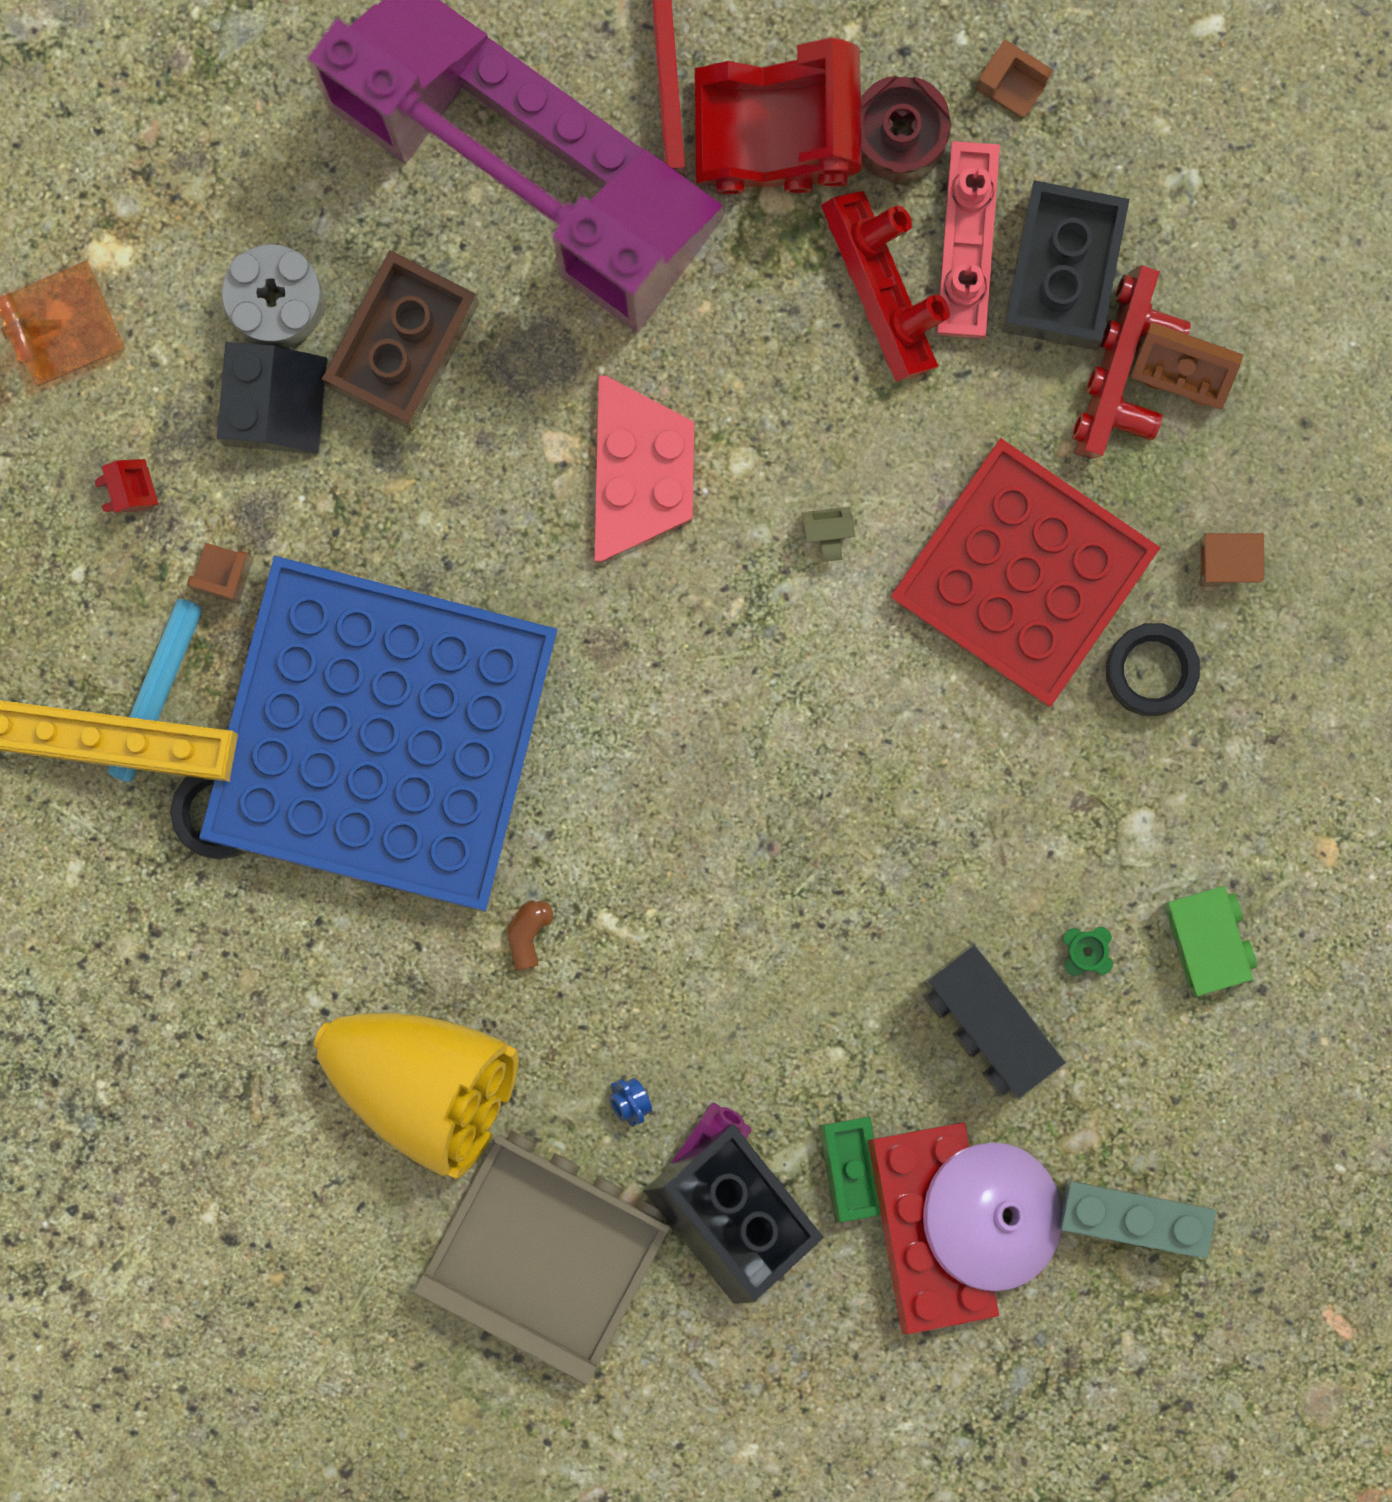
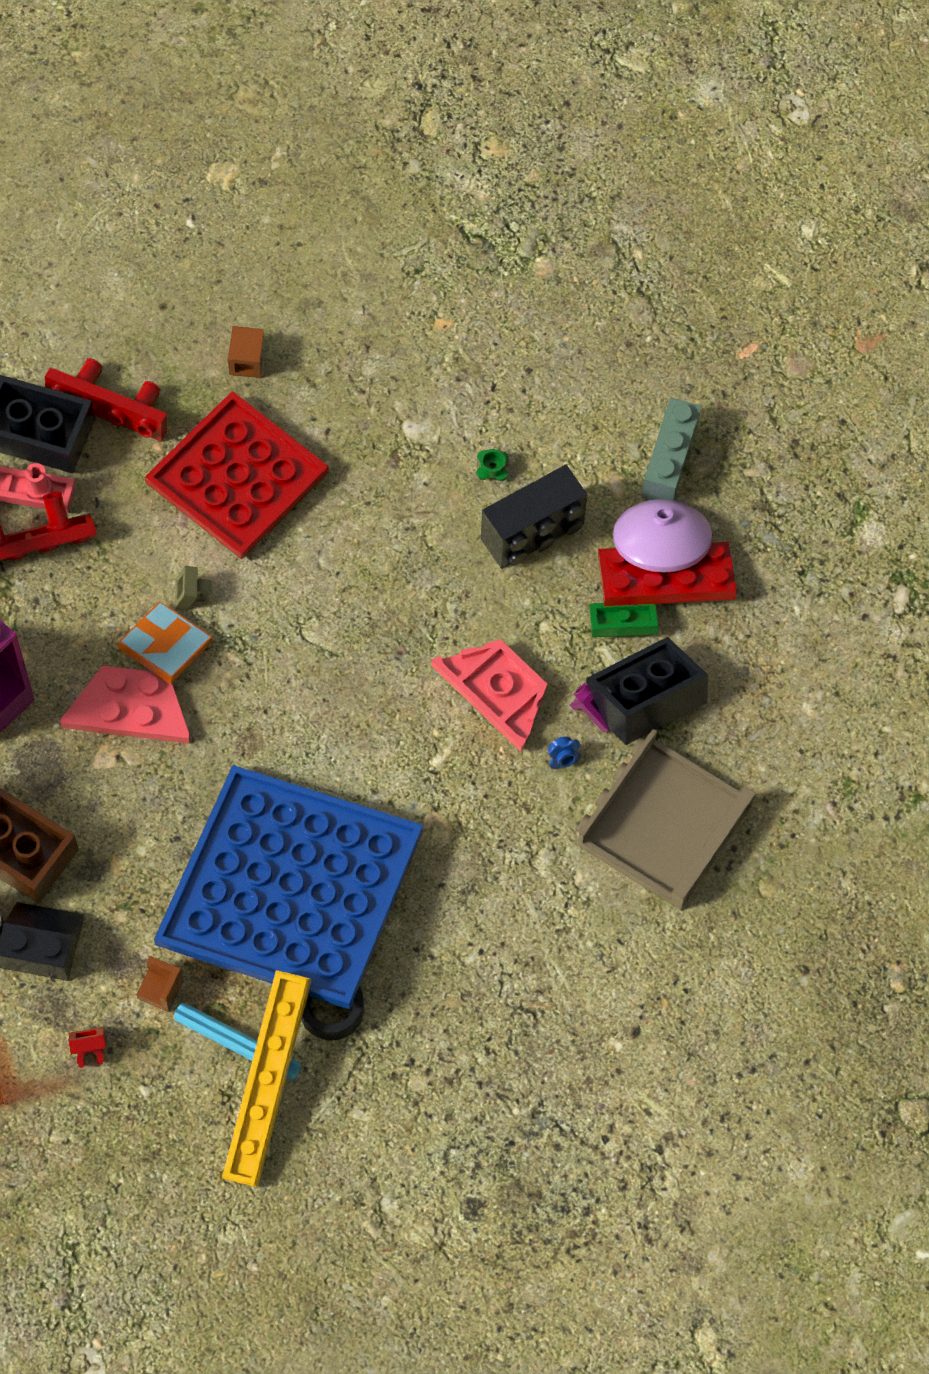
camera: 90 degrees left, 20 degrees down
(420, 1083) = (536, 883): yellow cylinder -> none
(524, 928) = (438, 811): dark orange arm -> none
(724, 995) = (497, 687): none -> coral wing
(739, 506) = (165, 642): none -> tile
(1153, 633) = (311, 384): black tyre -> none
(1186, 366) = (116, 358): dark orange bracket -> none
(1210, 940) = (494, 391): bright green brick -> none

